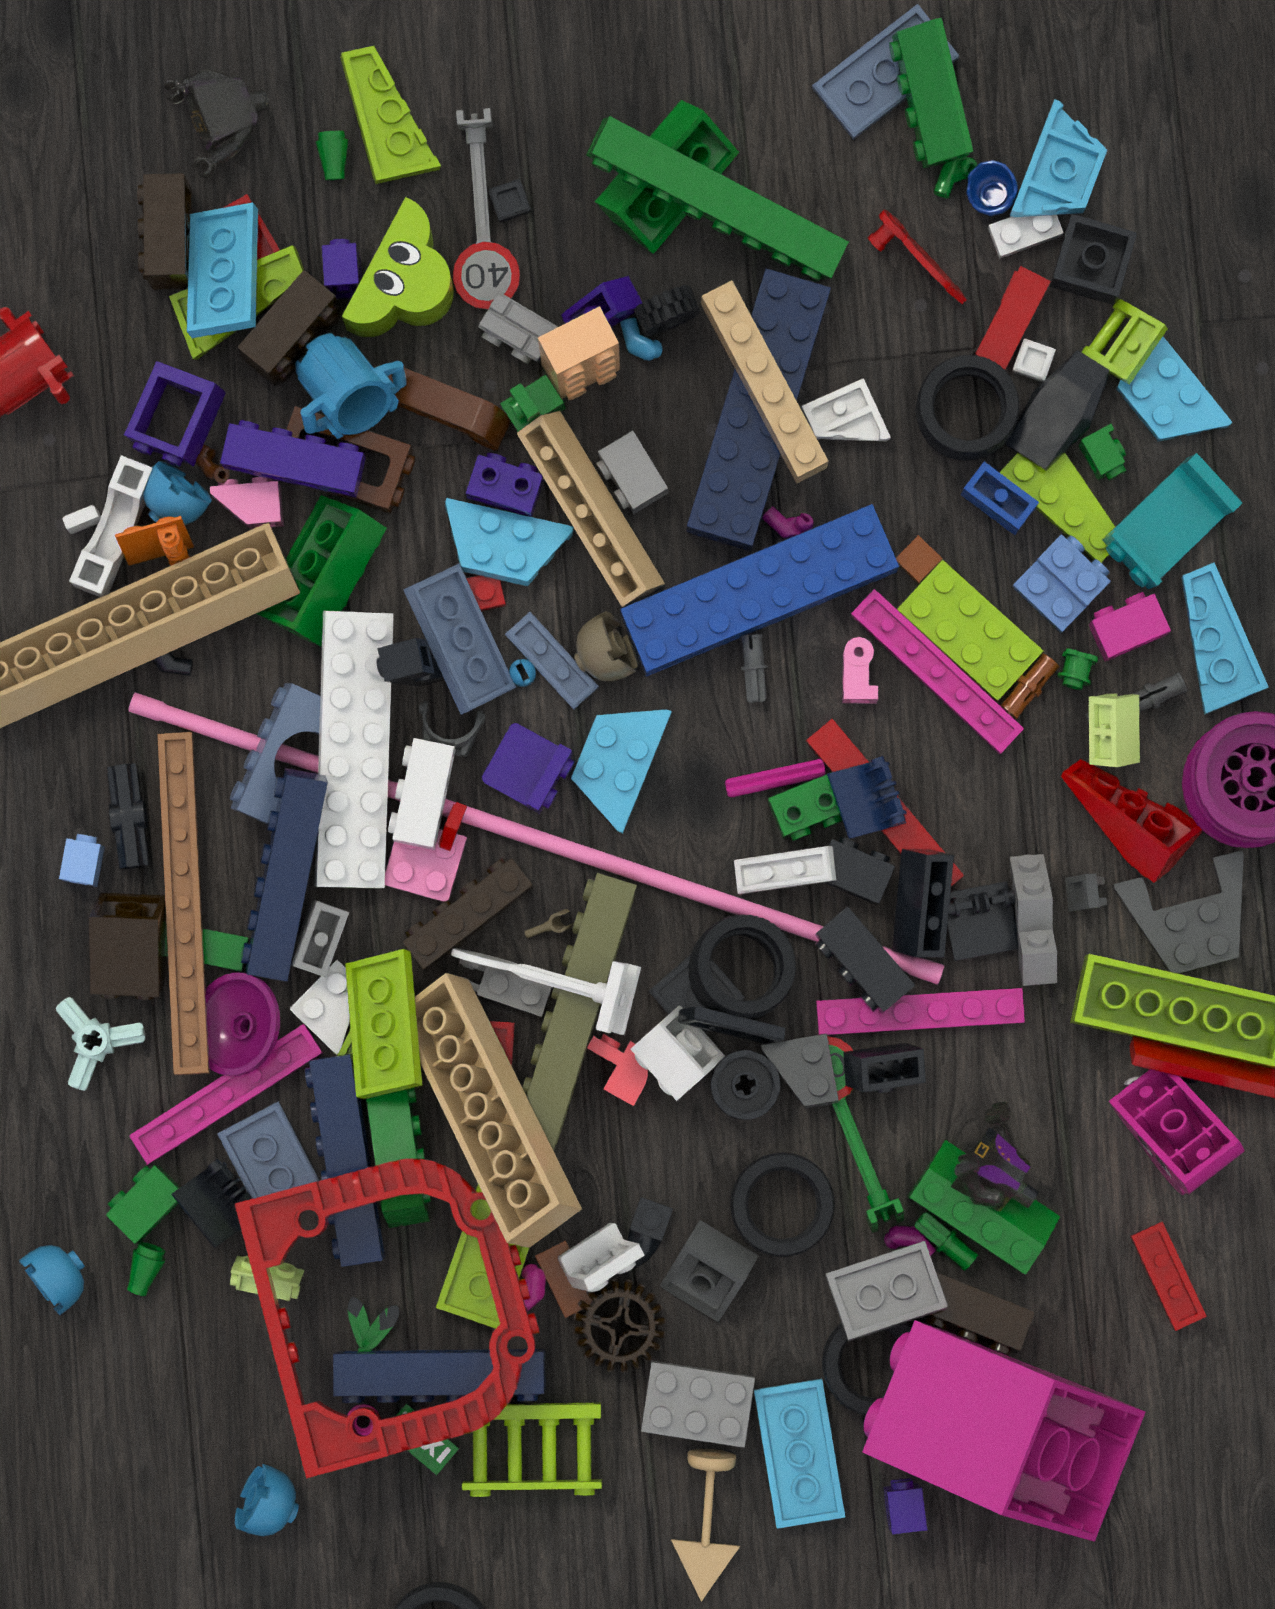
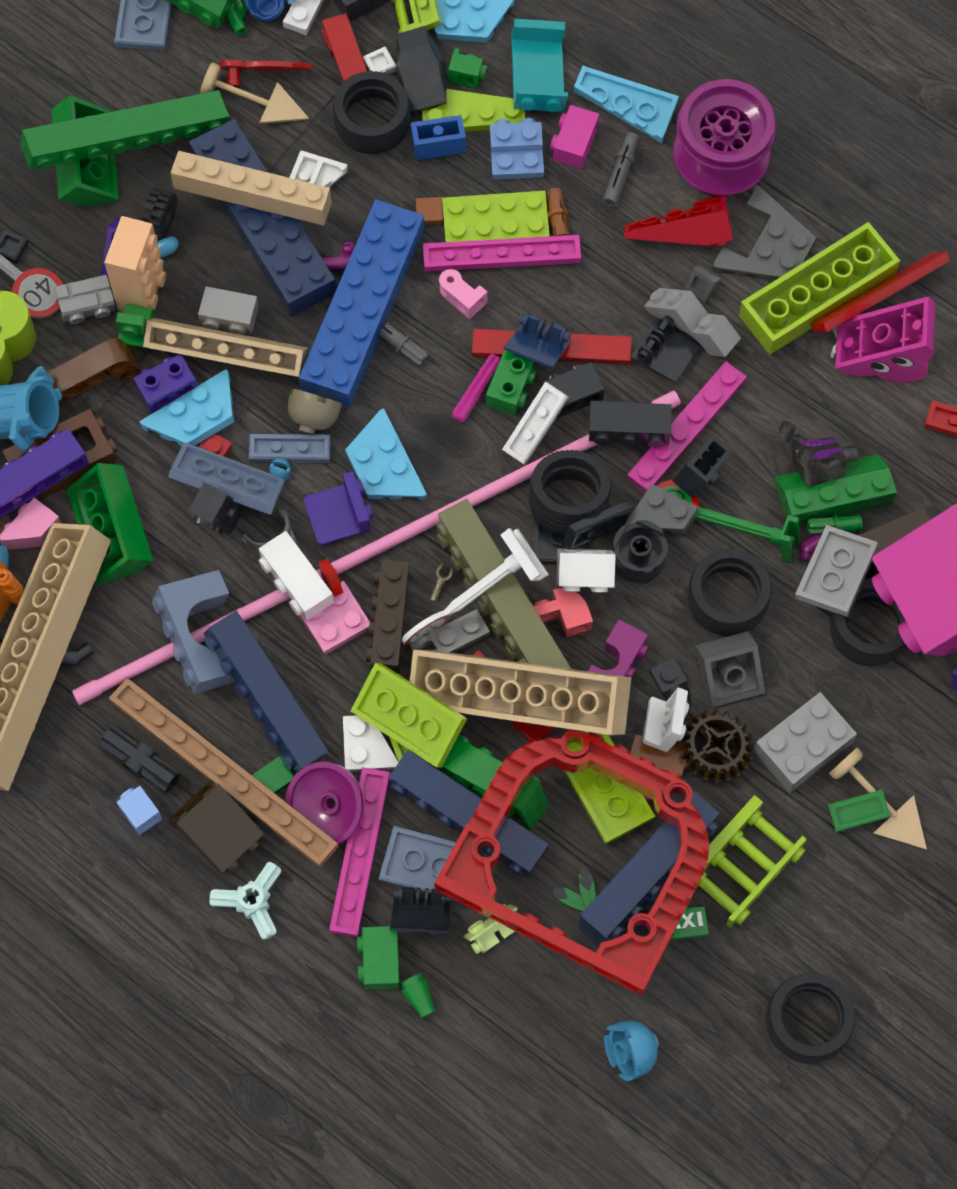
camera: 50 degrees left, 15 degrees down
(55, 1275) = (371, 1051): dark azure cylinder -> none
(318, 937) = (321, 709): light grey brick -> none
(353, 751) = (229, 586): white plate -> none
(642, 1158) = (626, 646): none -> magenta arch
(678, 1509) = (859, 810): none -> green tile
(799, 1453) = (888, 713): medium azure plate -> none
(893, 312) = (279, 107): none -> tan piece
(923, 902) = (626, 364): black brick -> none
(1076, 669) = (571, 181): green brick -> none
(1114, 730) = (625, 189): yellowish green hinge -> none

